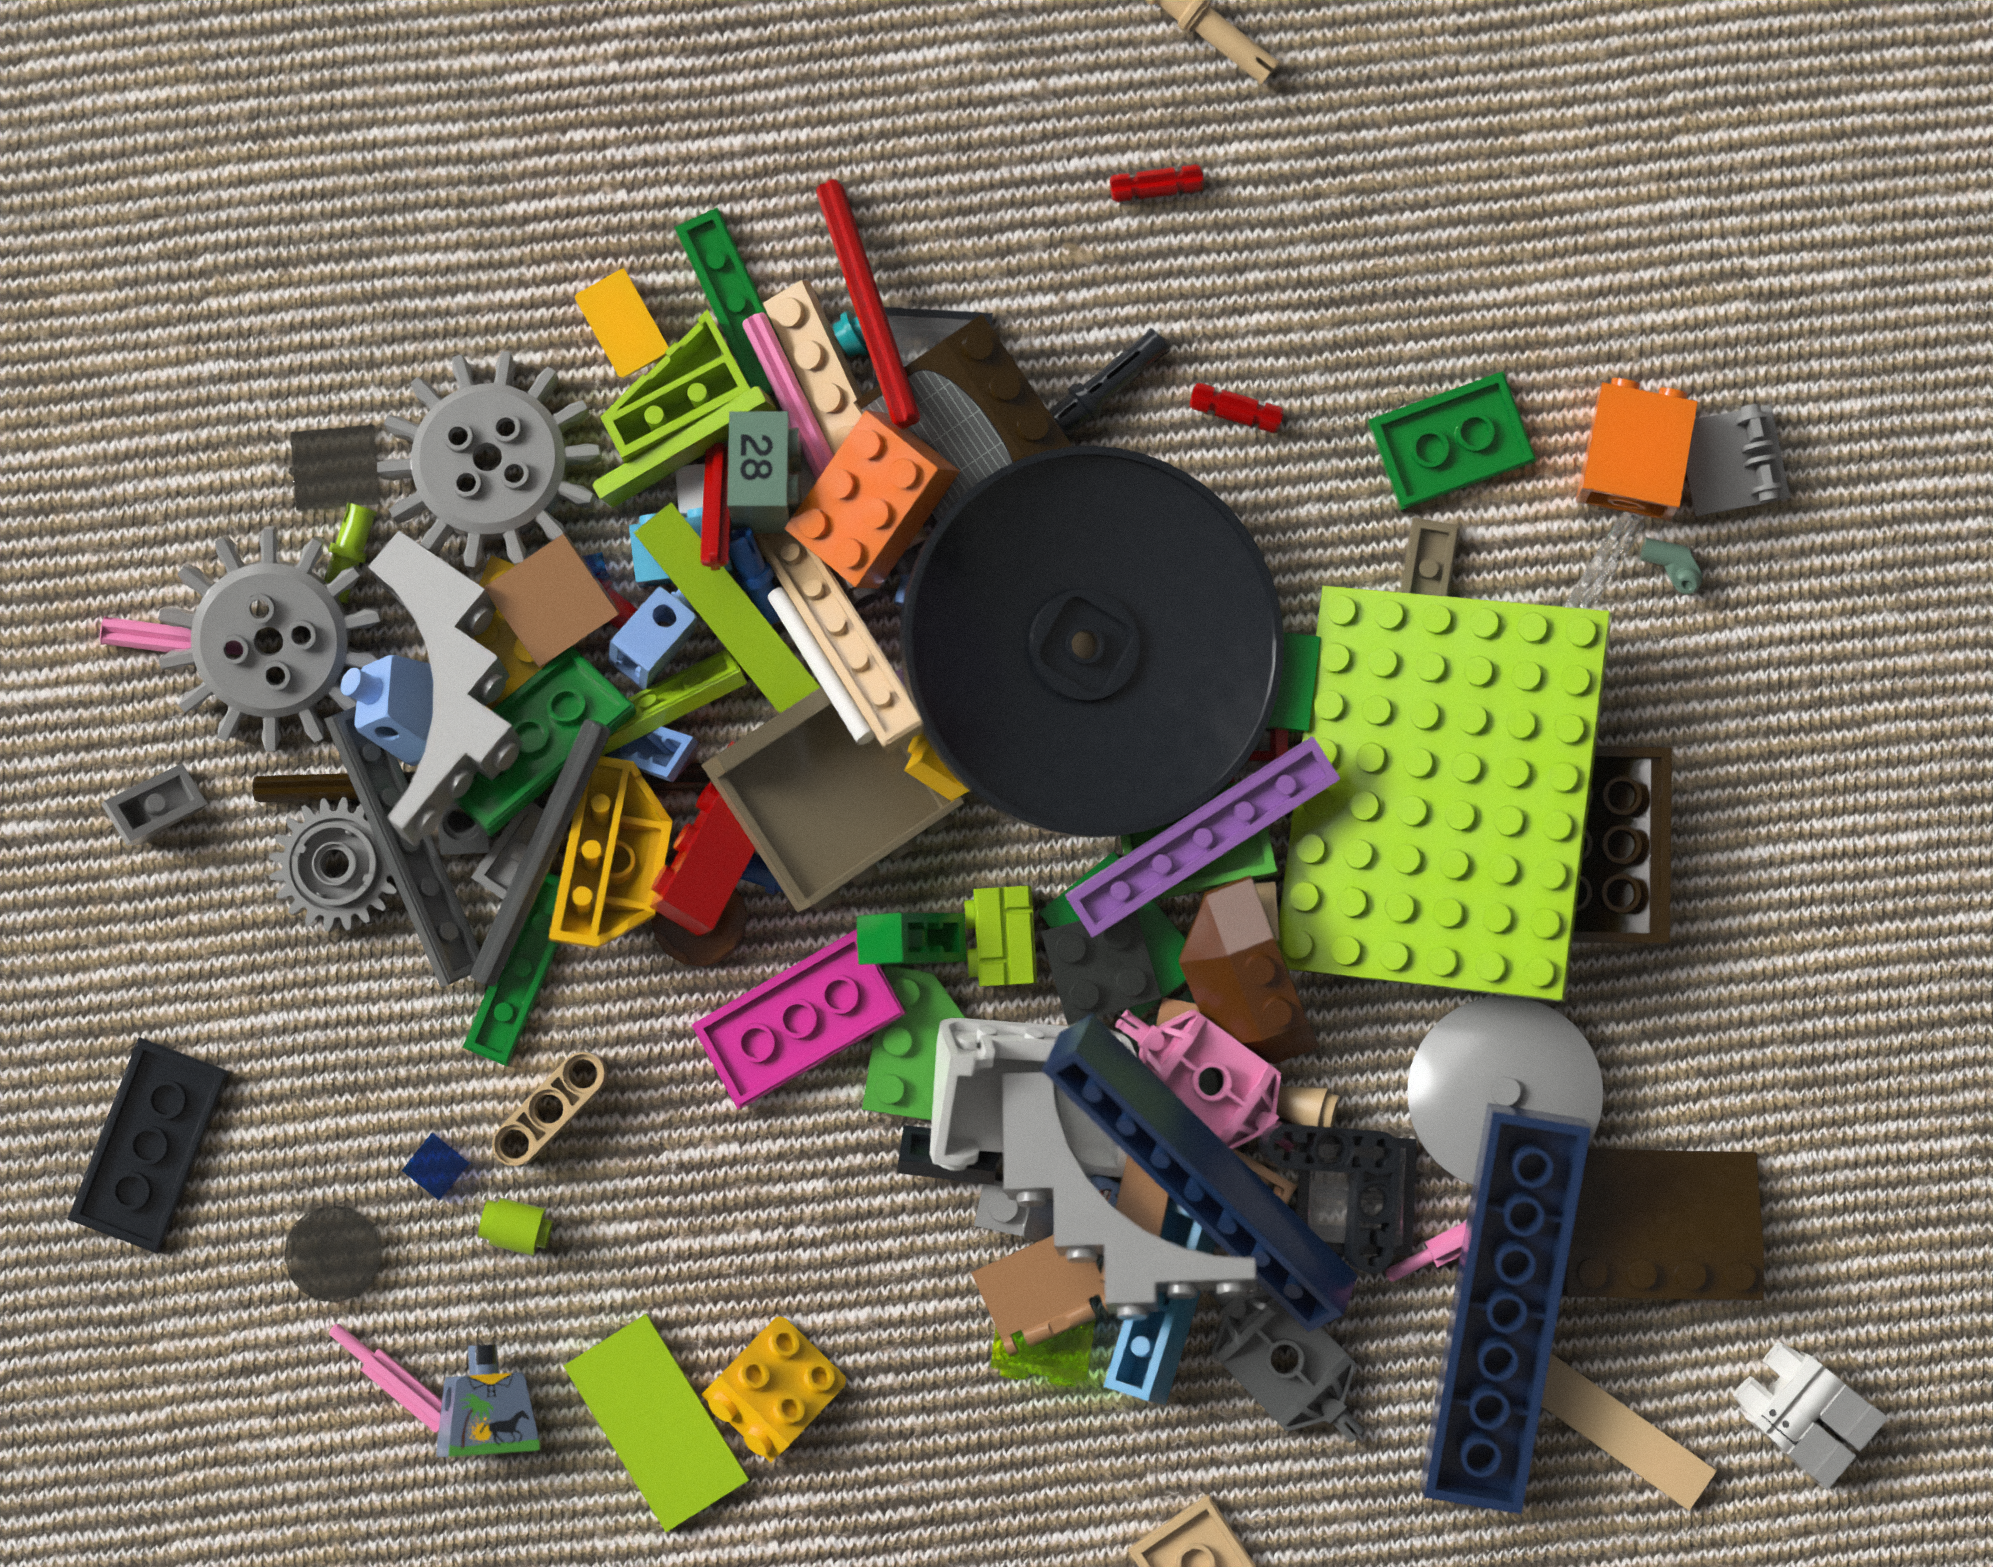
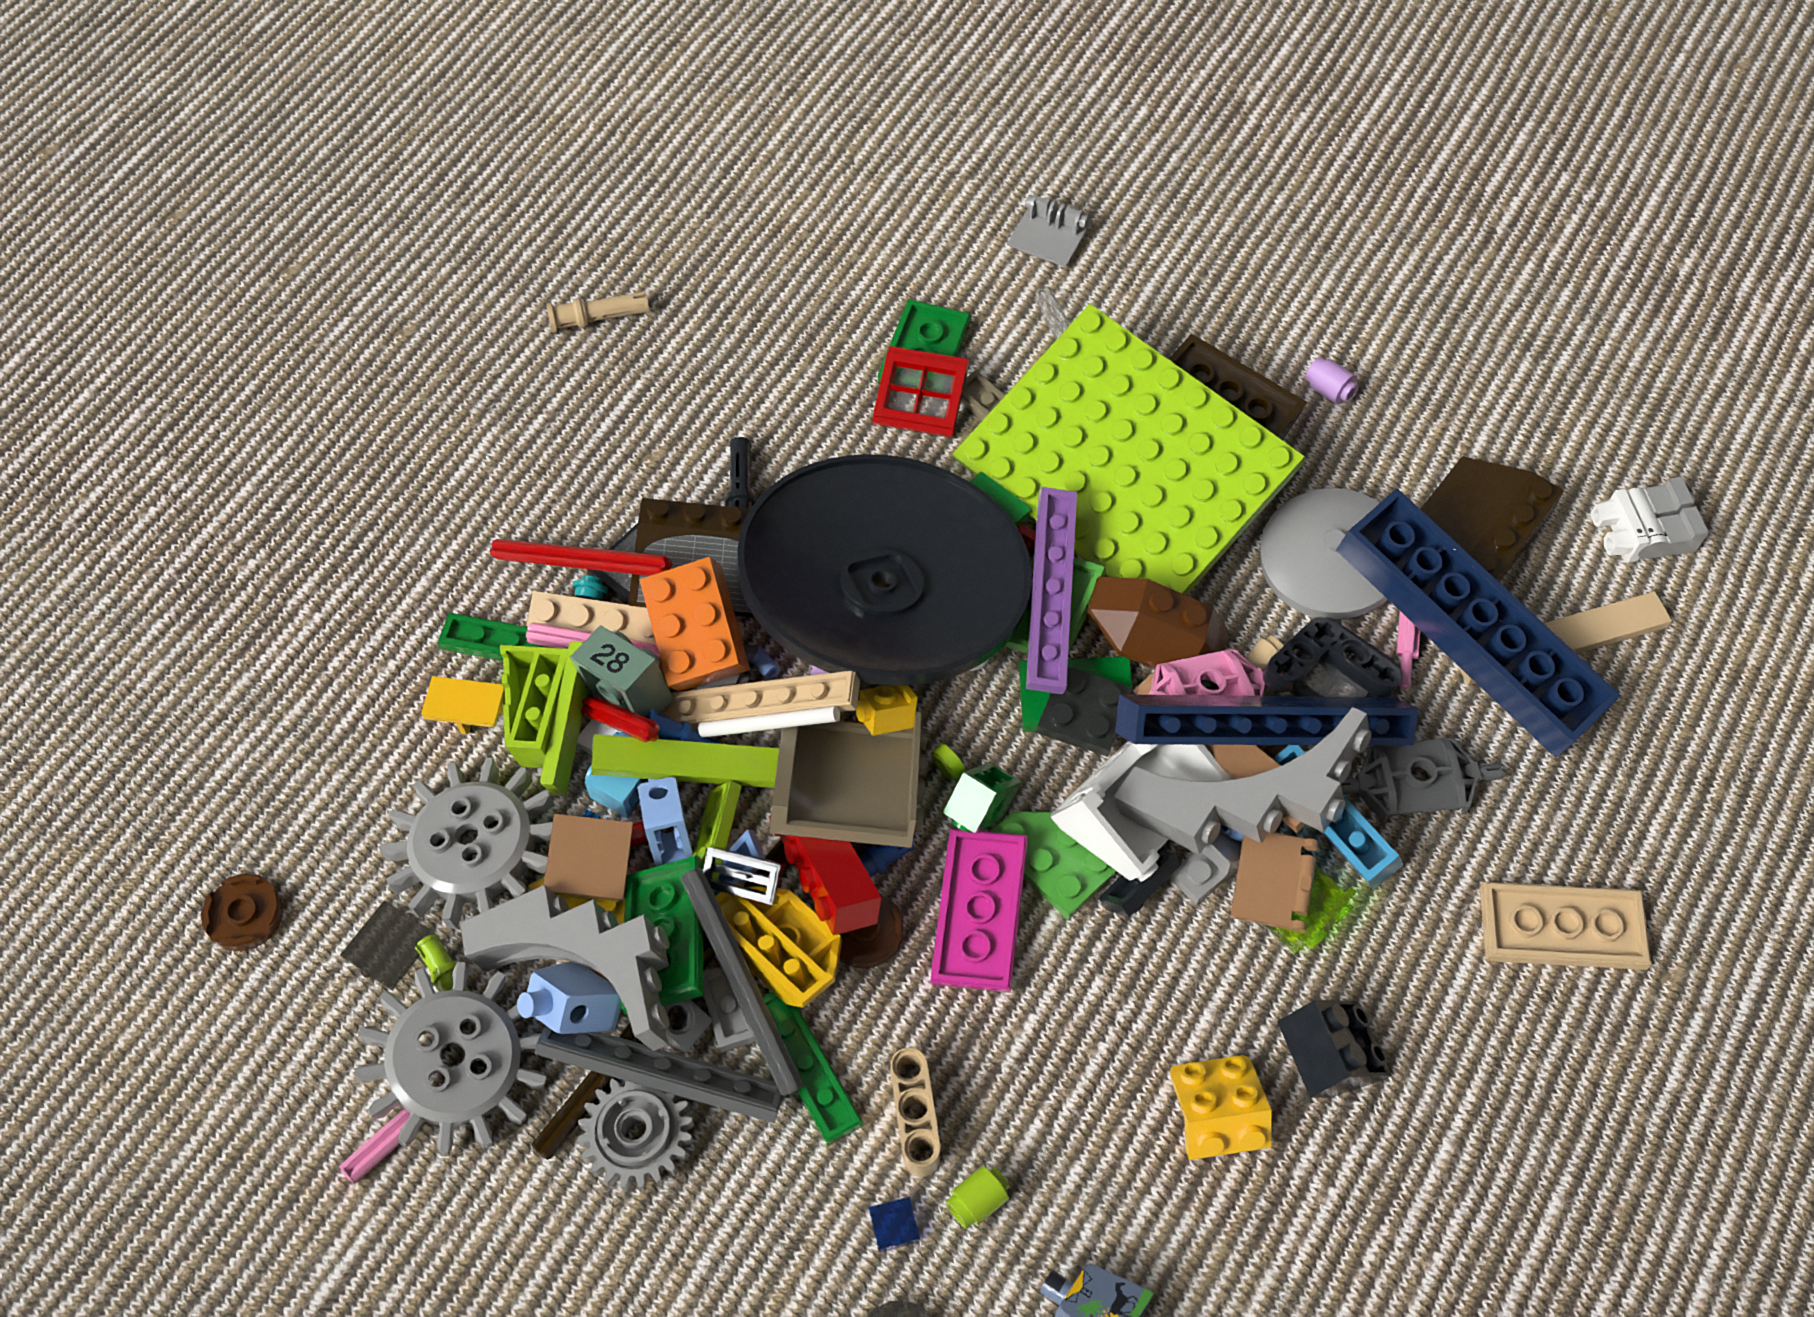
camera: 50 degrees left, 25 degrees down
(154, 805) = (489, 1225): light grey slope -> none
(258, 297) = (242, 912): none -> reddish brown tile
(647, 768) = (772, 882): none -> tile
(656, 1422) = (1188, 1205): lime tile -> none
(911, 1460) = (1334, 1047): none -> black slope
(936, 867) = (947, 762): none -> lime tile
(1003, 936) = (1023, 753): lime brick -> none
(1156, 183) = (653, 390): red axle -> none
(1236, 407) = (812, 432): red axle -> none
(1377, 489) = (920, 392): none -> red piece
(1637, 449) = (1010, 261): orange slope -> none
(1677, 561) = (1083, 287): sand green arm -> none
(1750, 941) = (1332, 380): none -> lavender brick

